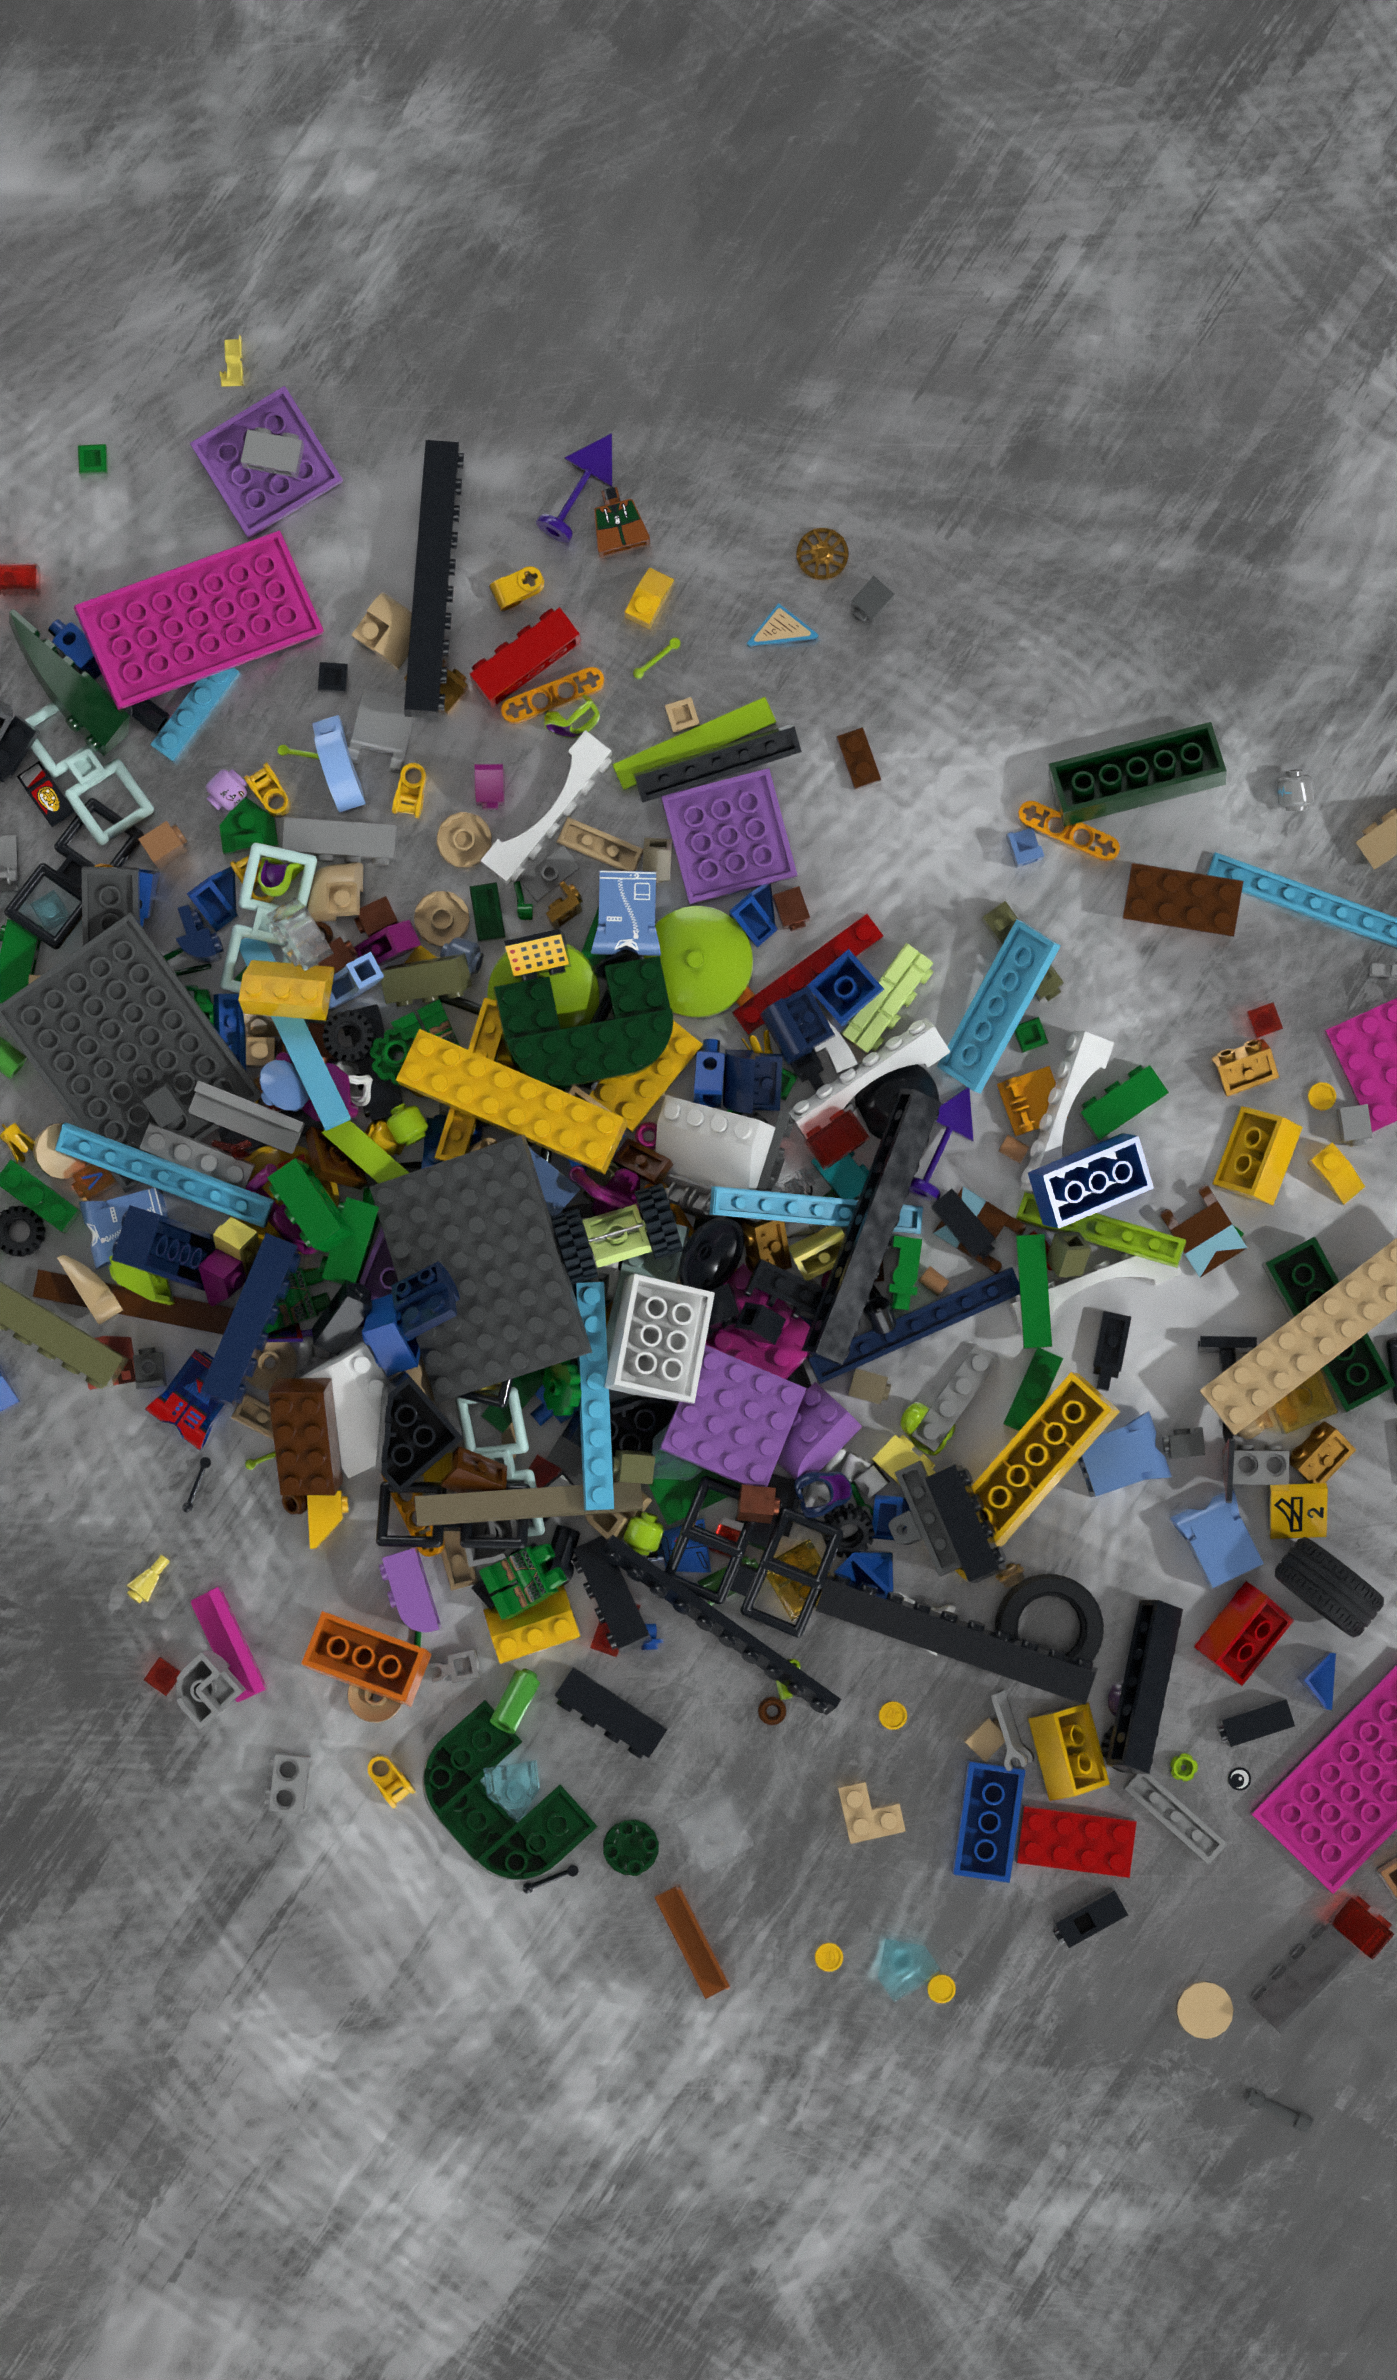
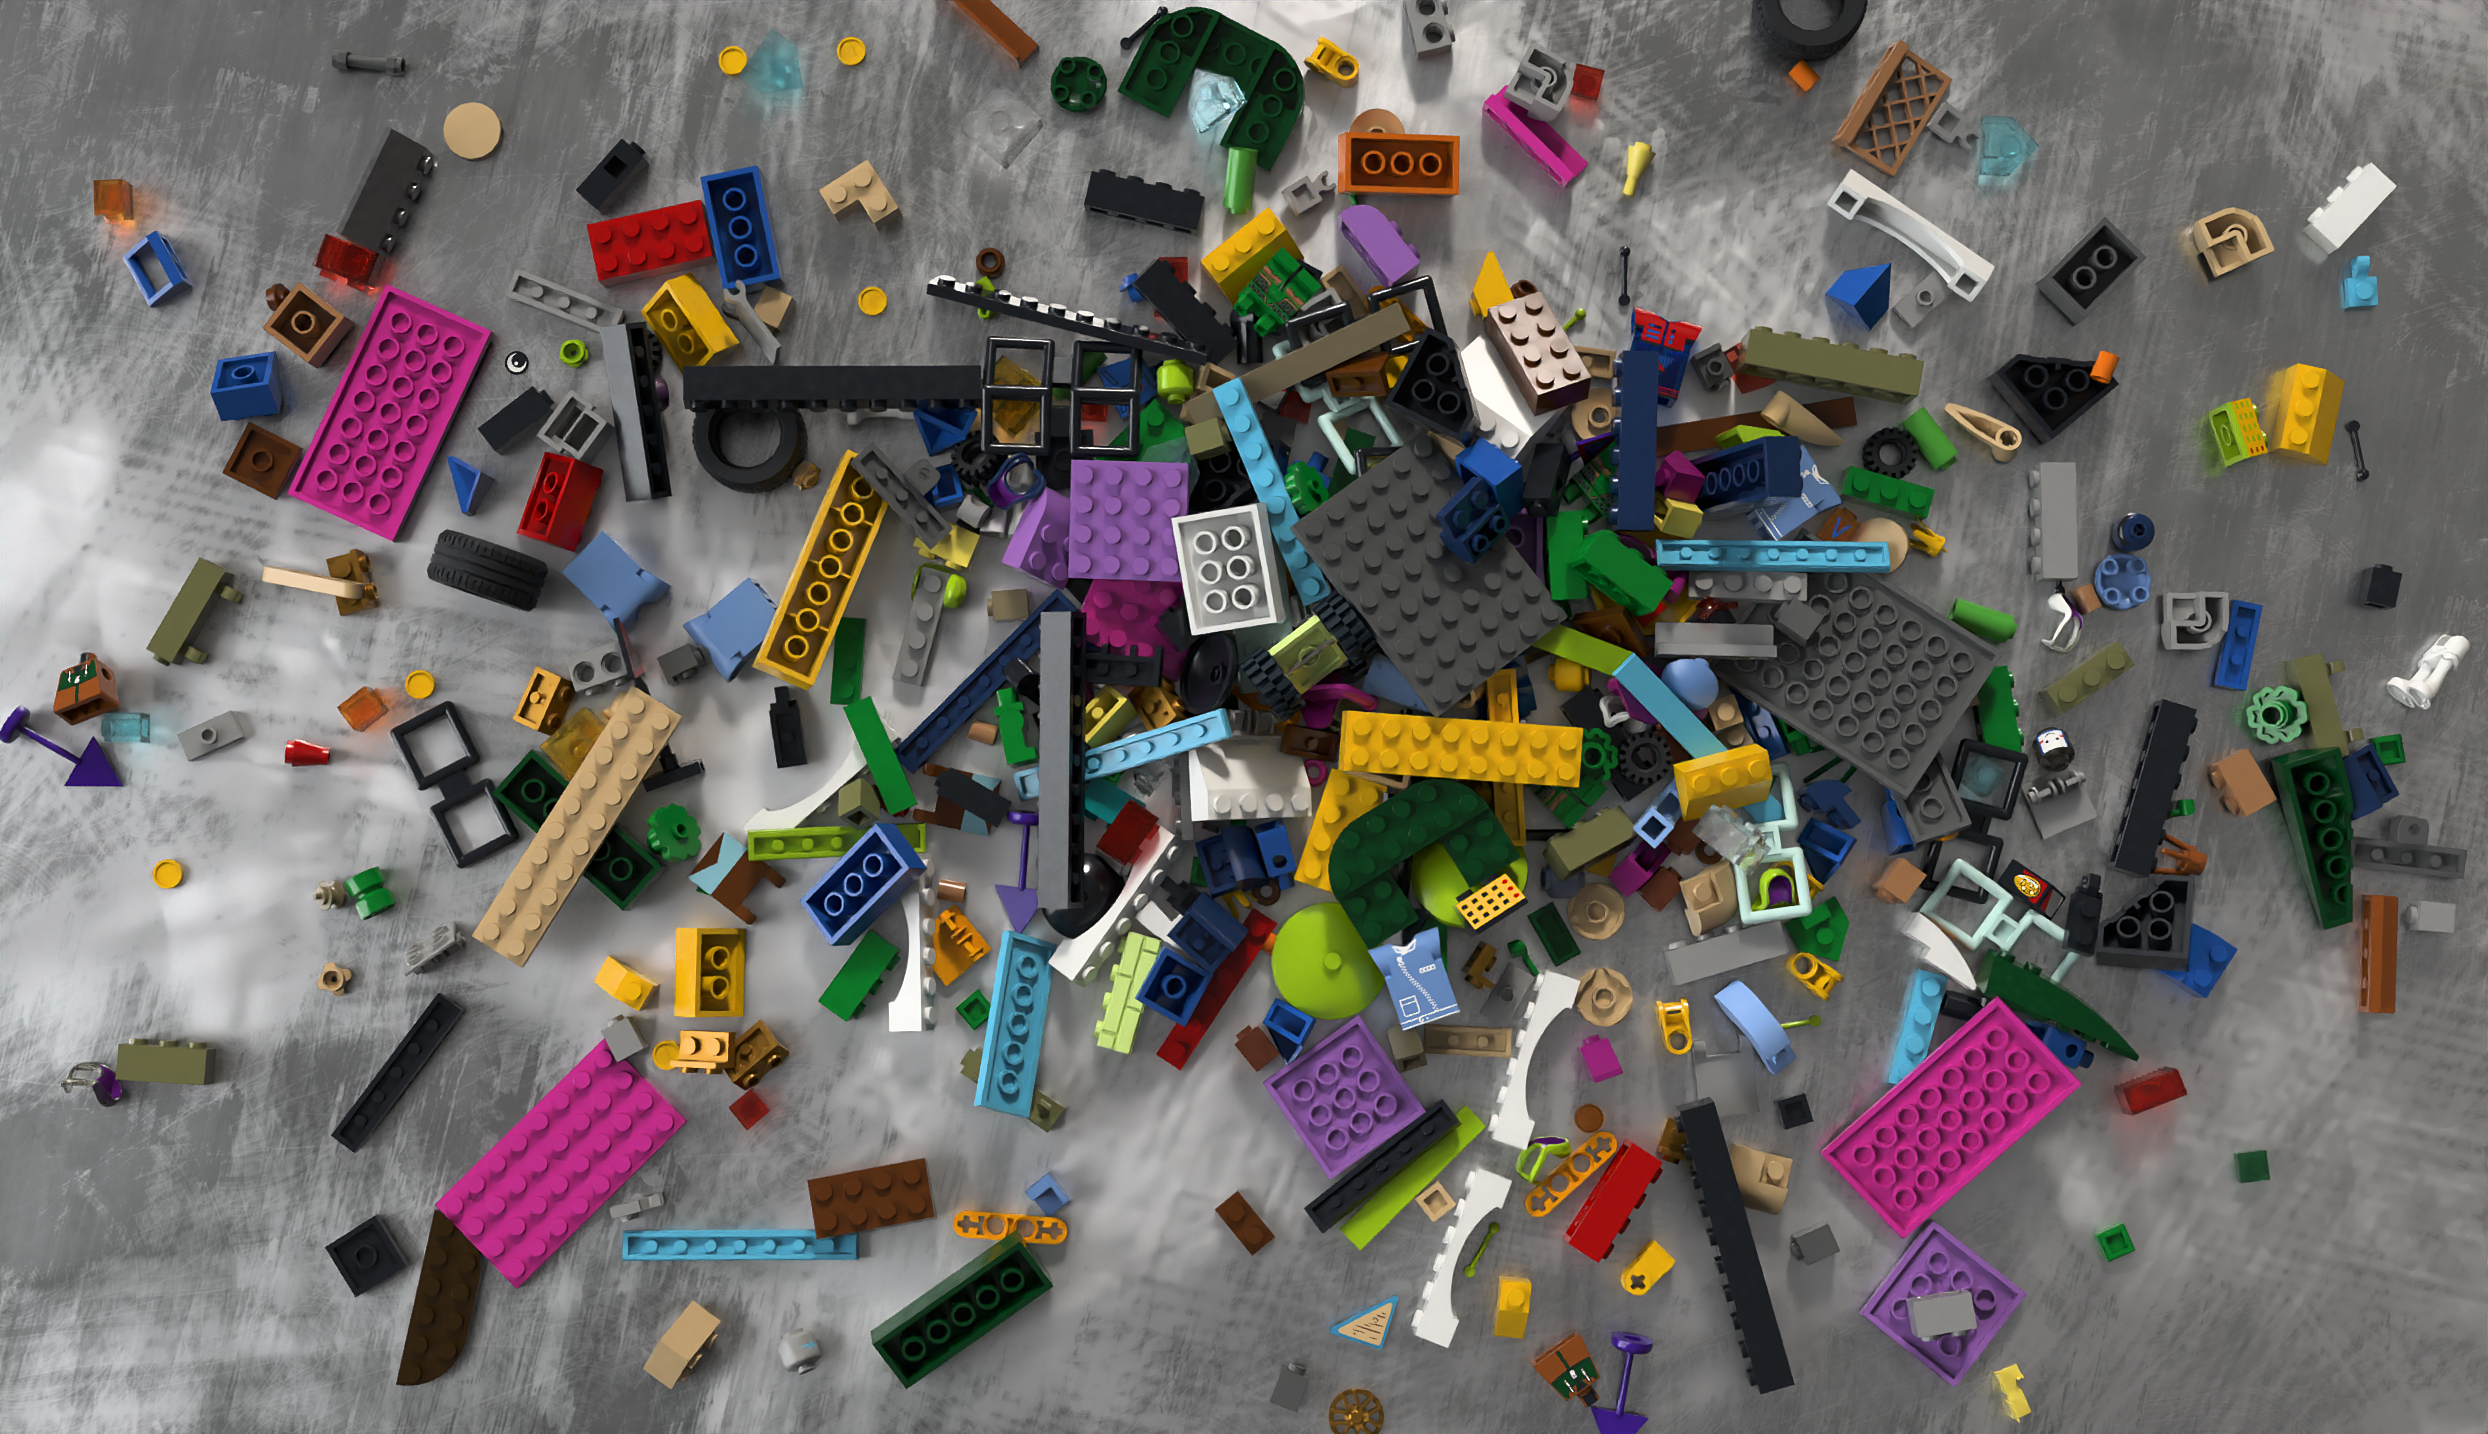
camera: 160 degrees right, 0 degrees up
(149, 771) = (1939, 950): none -> white slope
(226, 790) = (1856, 959): lavender head -> none
(360, 555) = (1814, 1243): none -> dark grey brick
(407, 1124) = (1554, 692): lime head -> none
(518, 738) = (1588, 1118): none -> clear orange piece
(636, 705) = (1436, 1318): none -> white arch
(731, 1035) = (1267, 901): none -> reddish brown plate
(757, 1504) = (1074, 445): copper brick -> none
(760, 1323) = (1136, 623): black brick -> none
(966, 1523) = (863, 501): black brick -> none
(1205, 1693) = (576, 428): none -> light grey plate
(1246, 1290) = (673, 834): none -> green plant
(1285, 1086) = (705, 1050): none -> bracket
(1298, 1511) = (547, 638): yellow tile -> none

